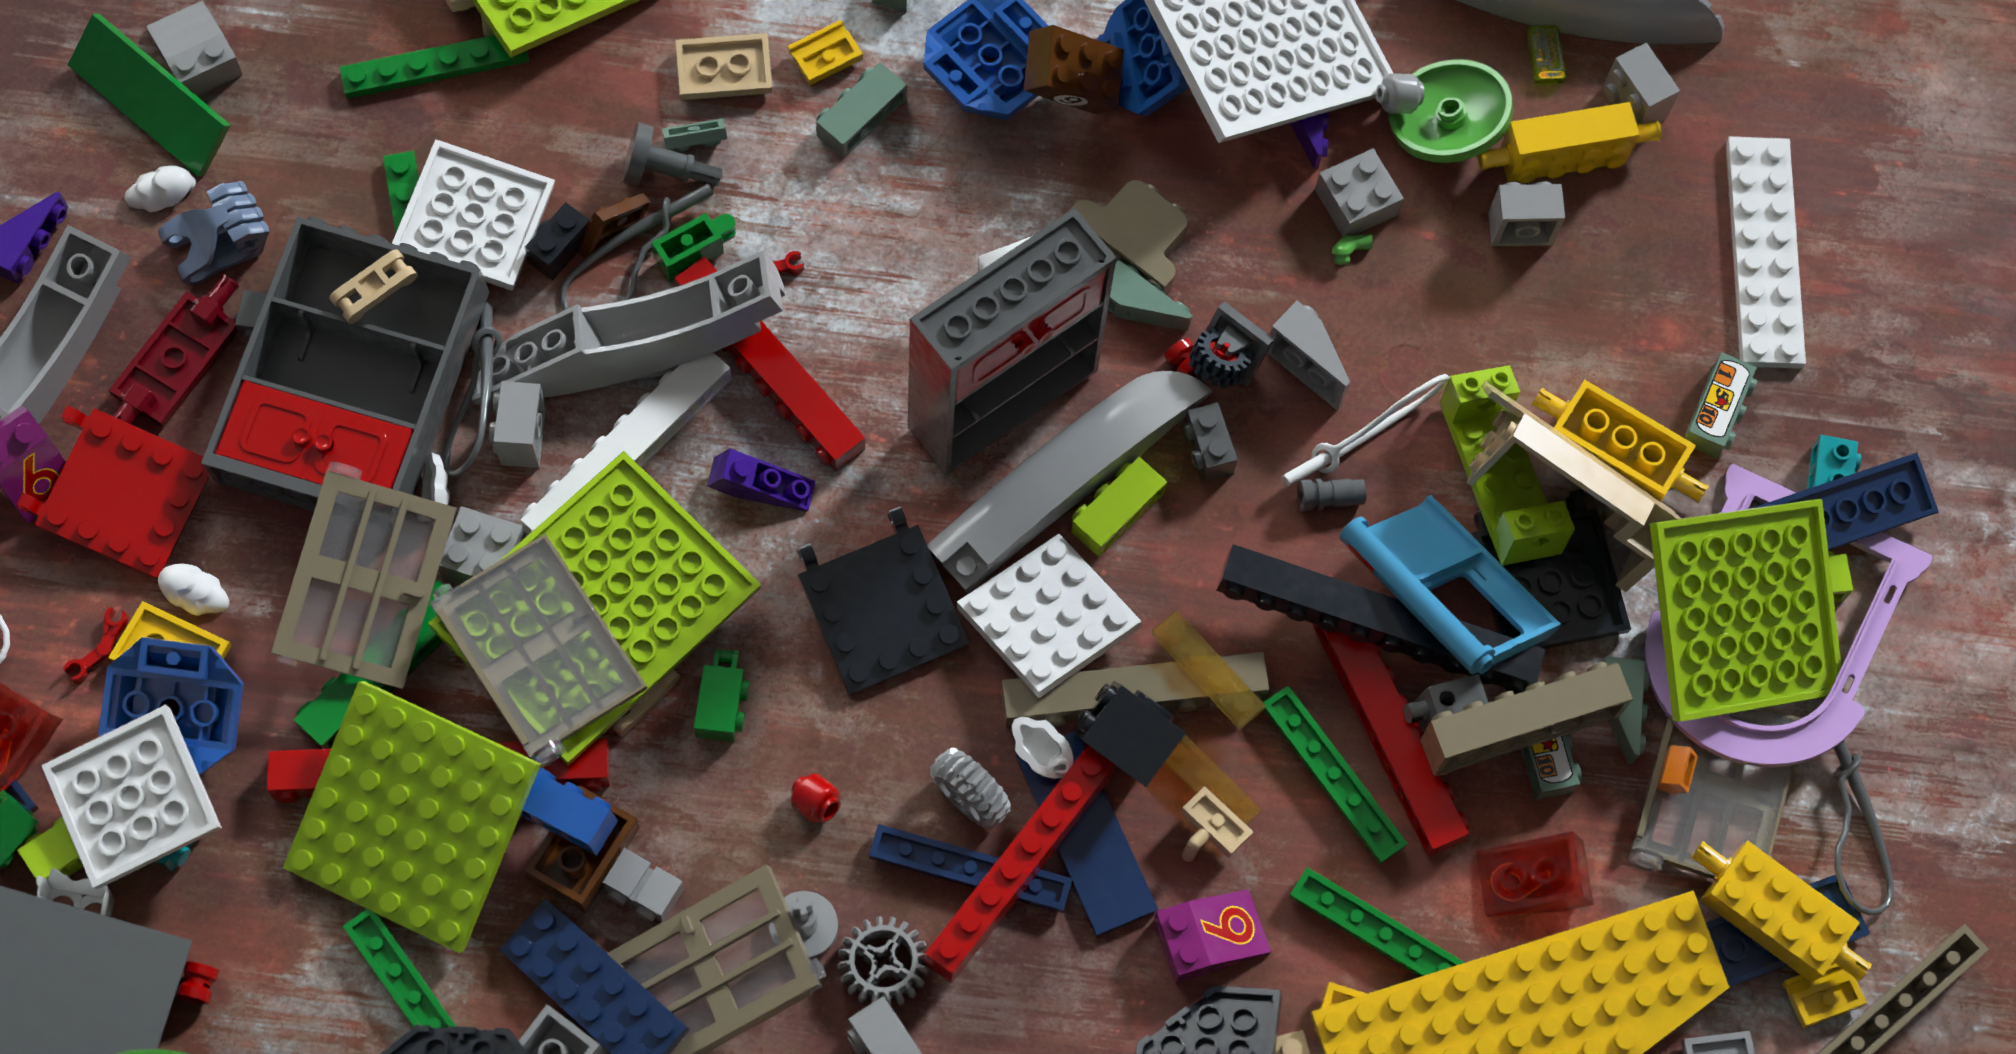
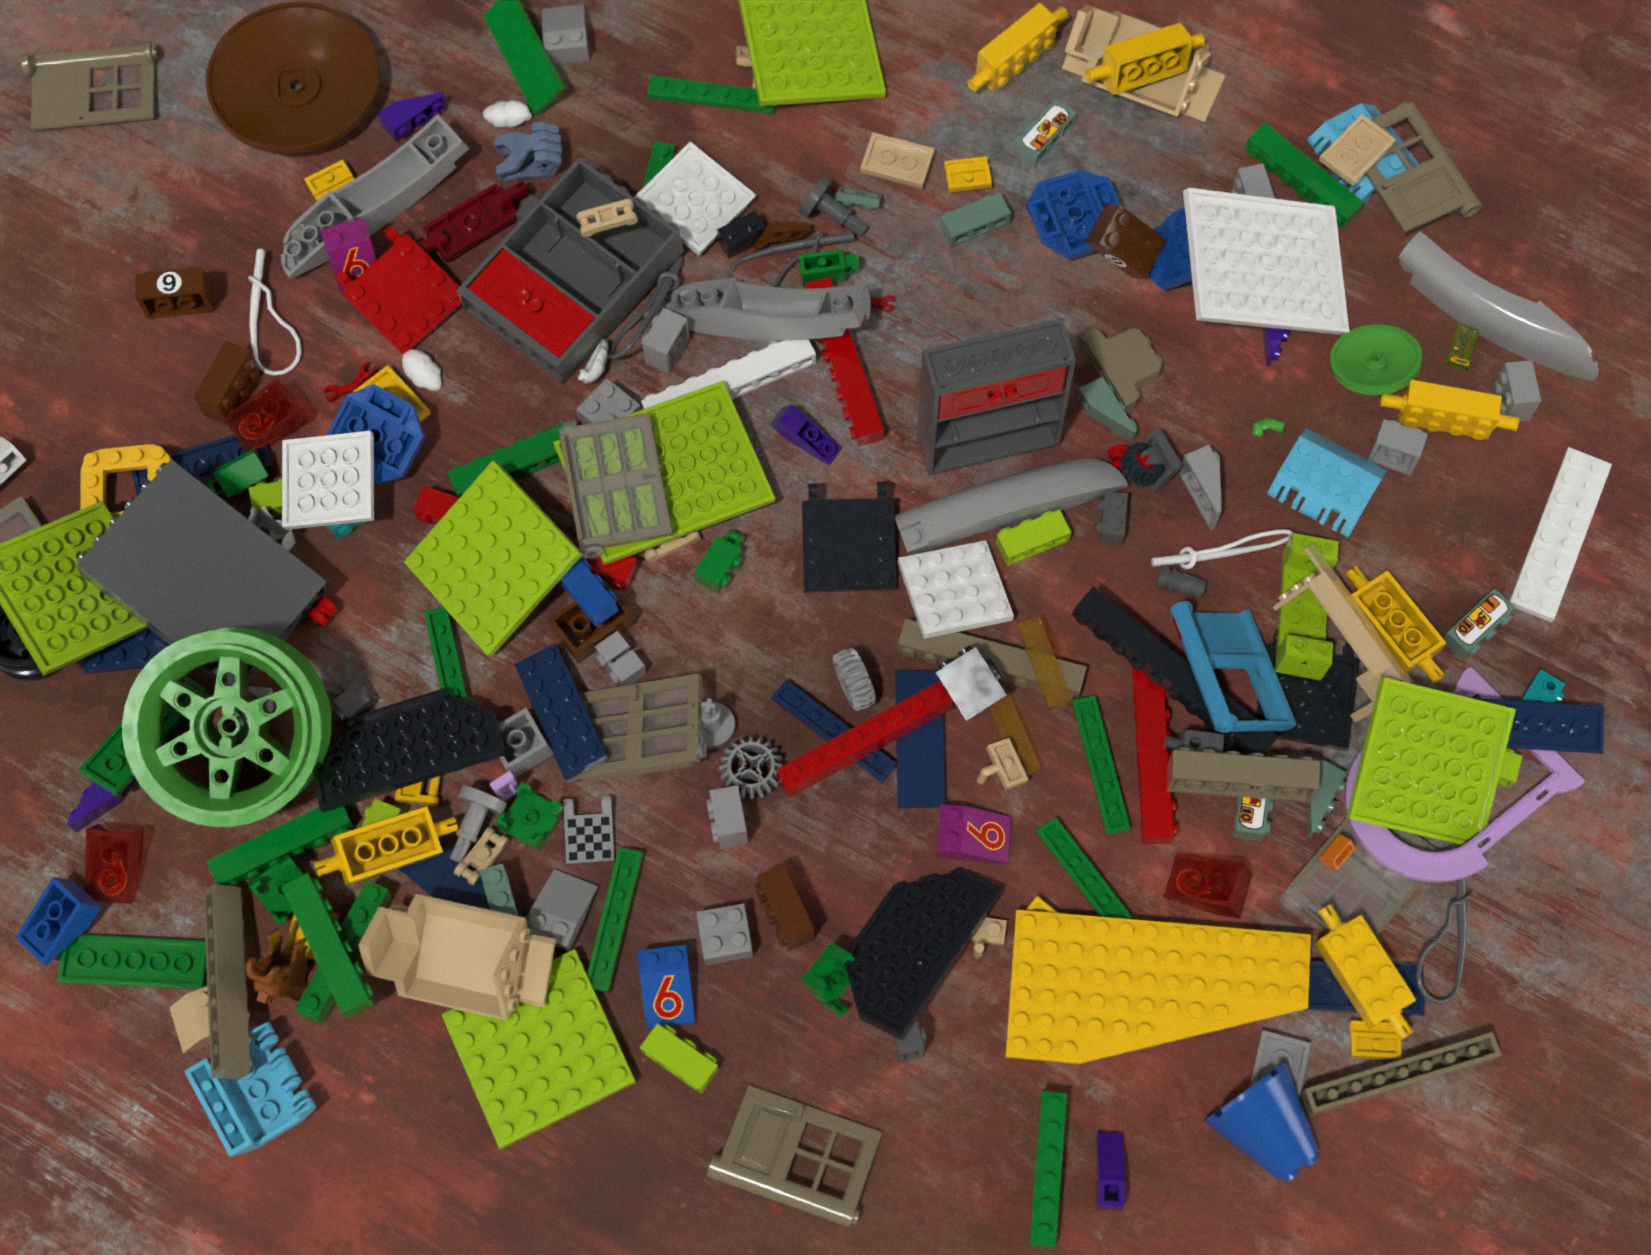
camera: 30 degrees right, 0 degrees up
(363, 579) = (524, 399): door -> none
(815, 798) = (752, 647): red head -> none
(1042, 747) = (912, 670): white arm -> none
(1359, 193) = (1288, 392): light grey piece -> none
(1400, 93) = (1344, 335): light grey head -> none
(1459, 288) = (1327, 479): none -> medium azure slope

